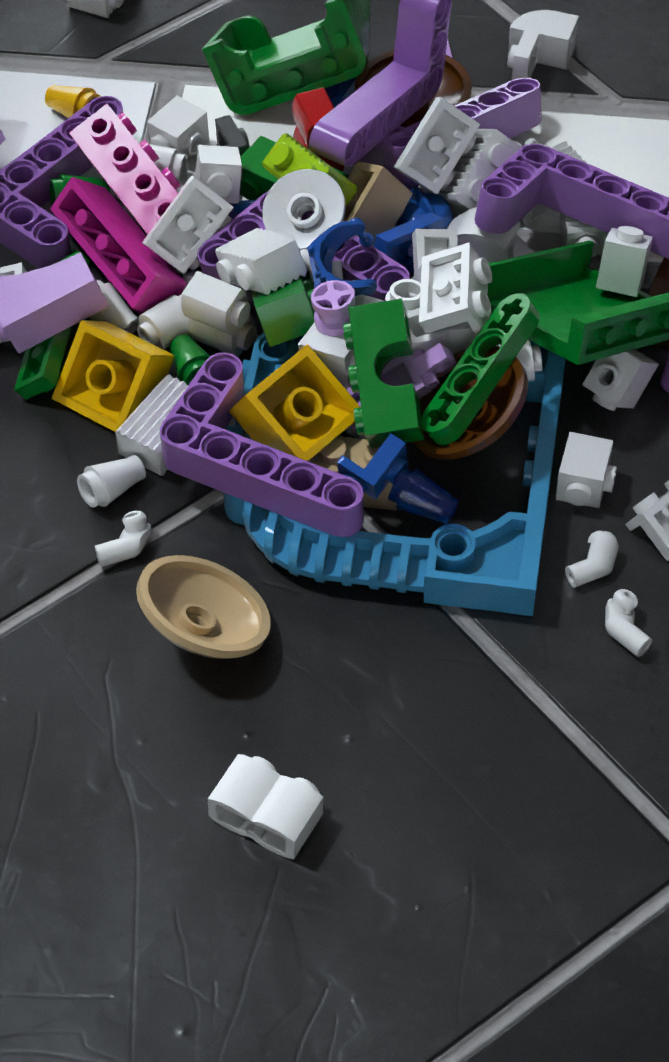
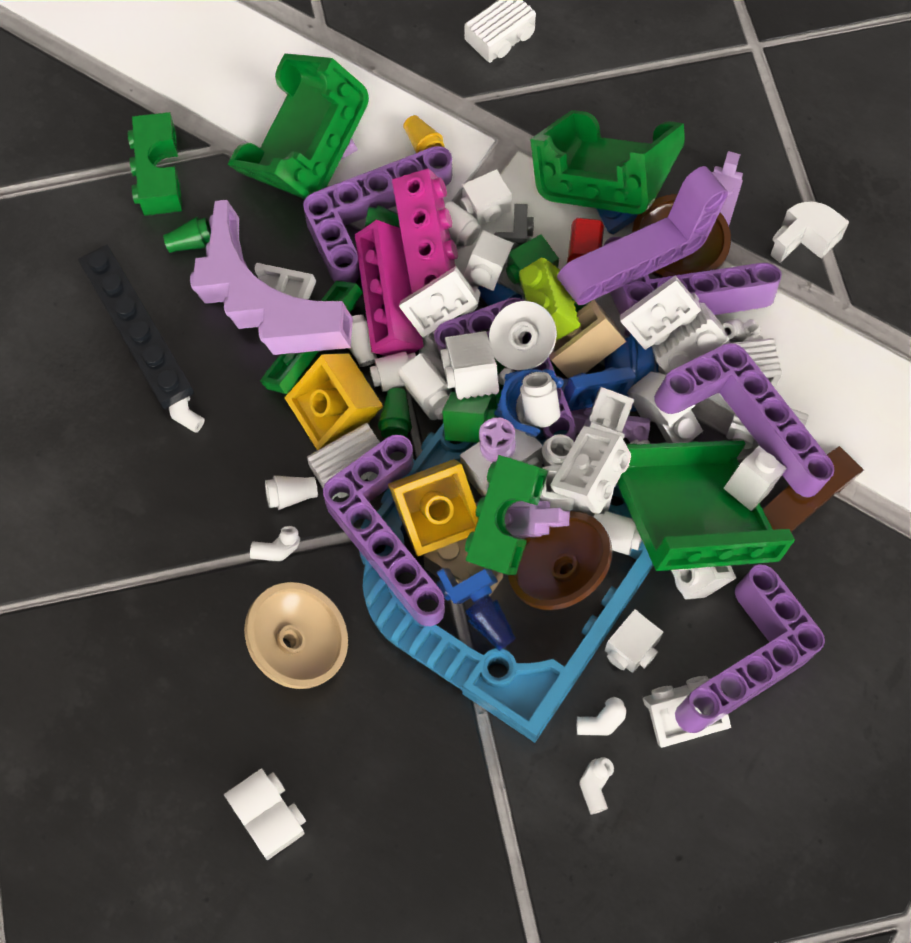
camera: 25 degrees right, 15 degrees up
(360, 250) = (540, 399): none -> white brick
(453, 411) = (576, 538): green beam -> none

